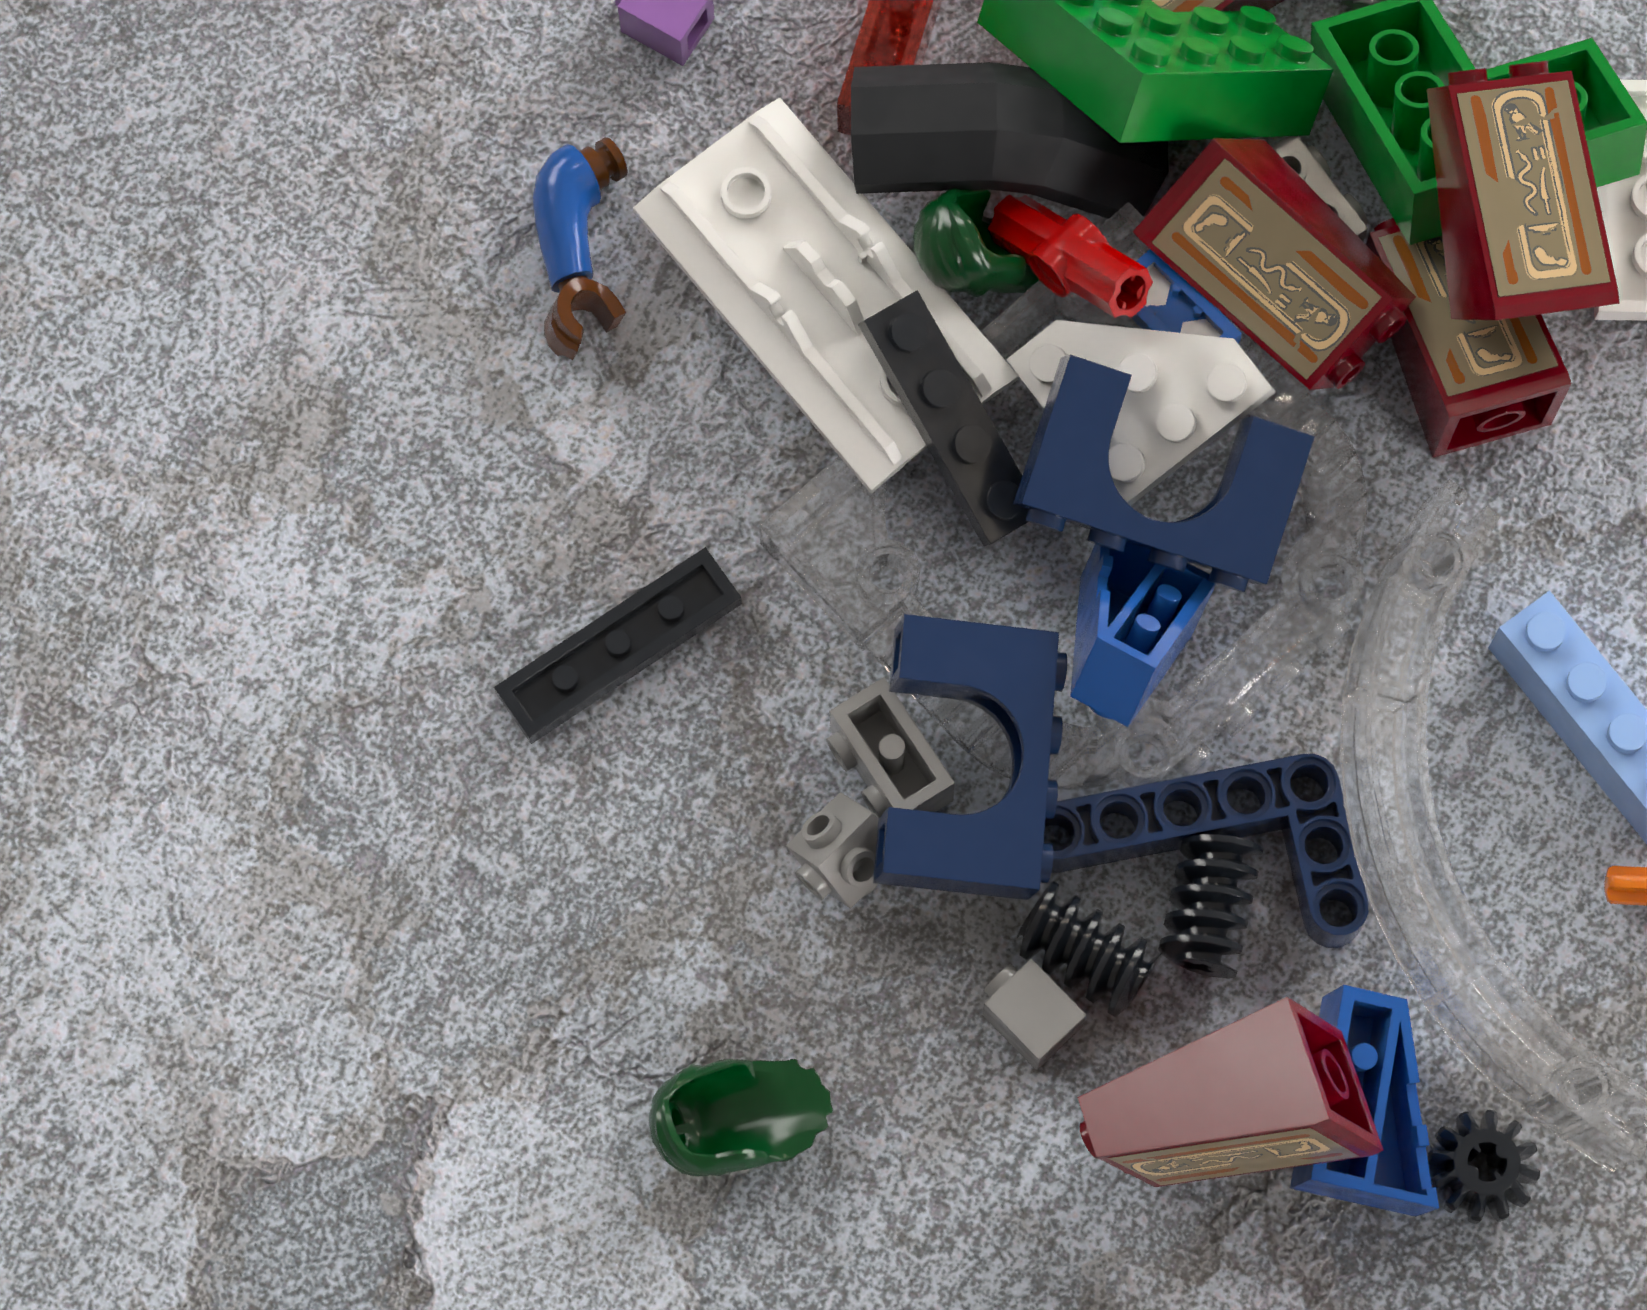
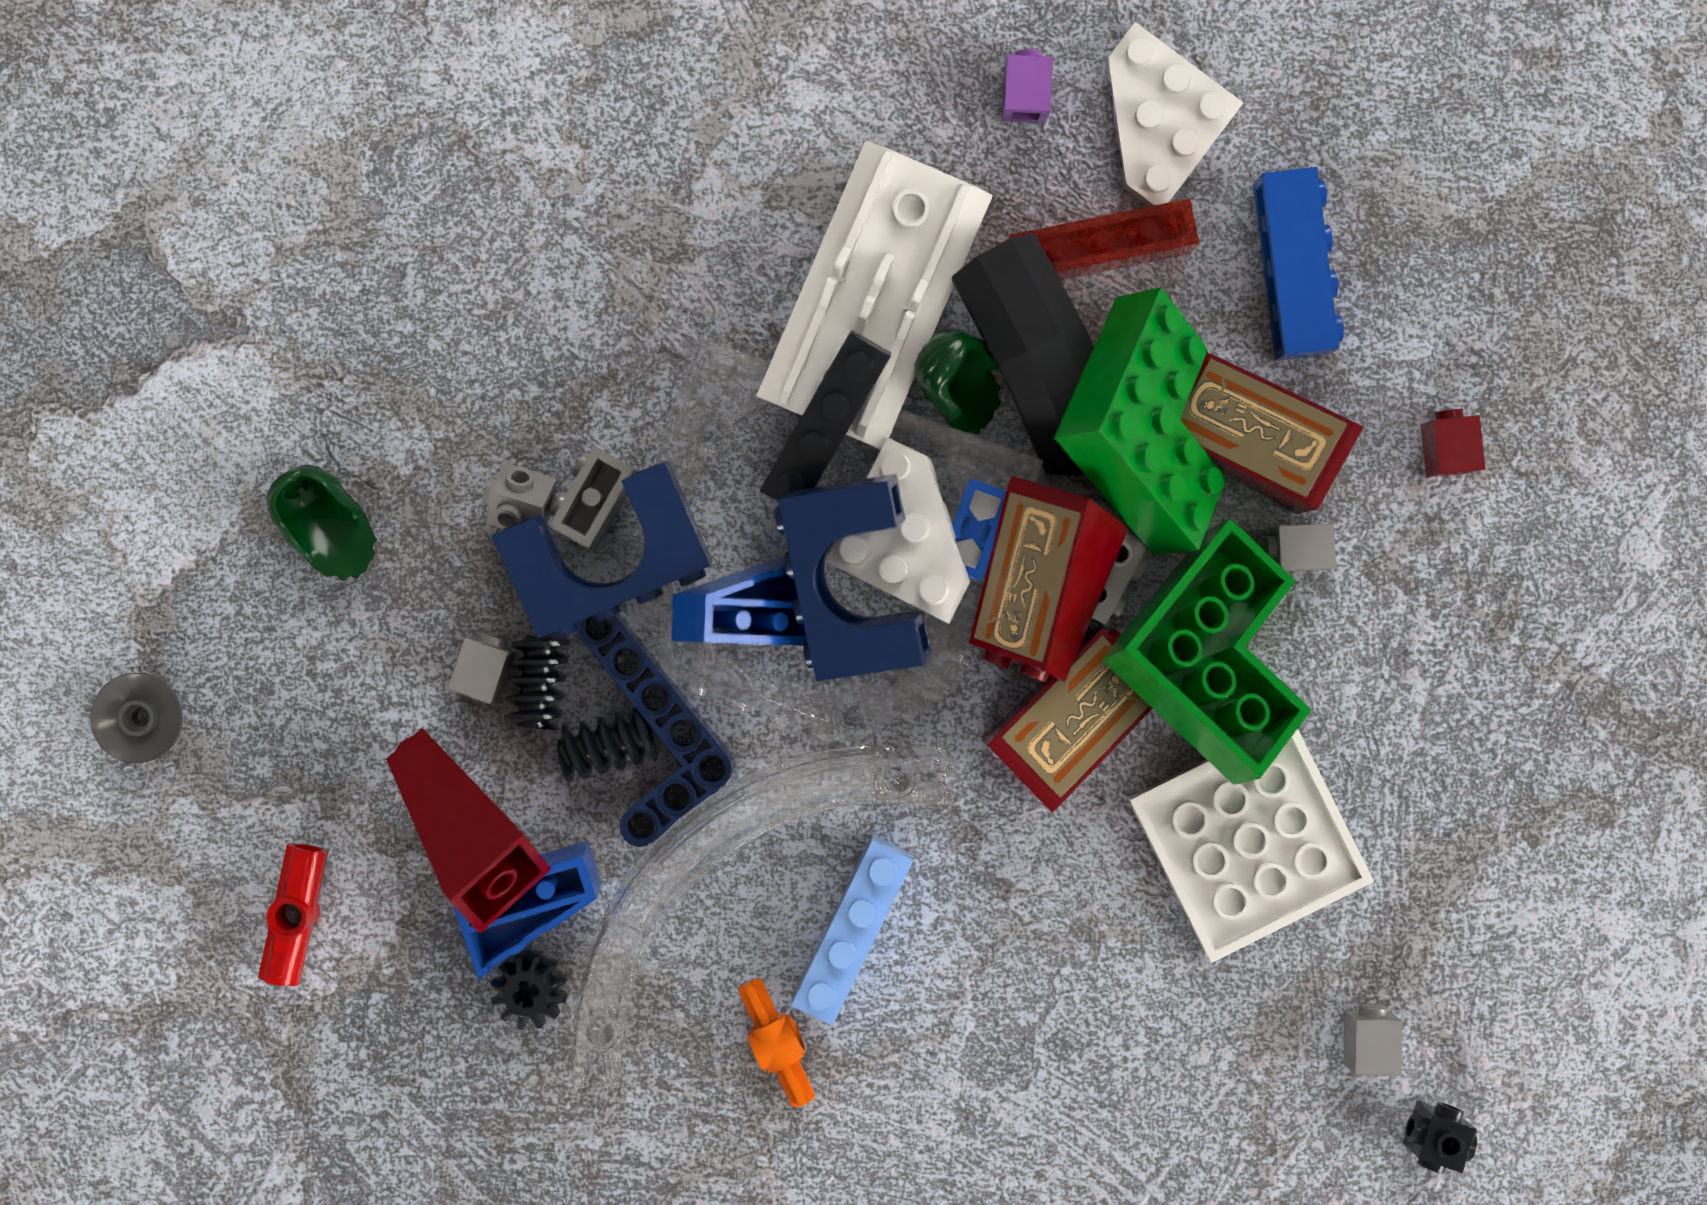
camera: 55 degrees right, 15 degrees up
(561, 204) = (855, 94): piece -> none
(618, 645) = (584, 289): black plate -> none
(1070, 256) = (976, 443): red piece -> none
(1517, 196) = (1150, 722): slope -> none

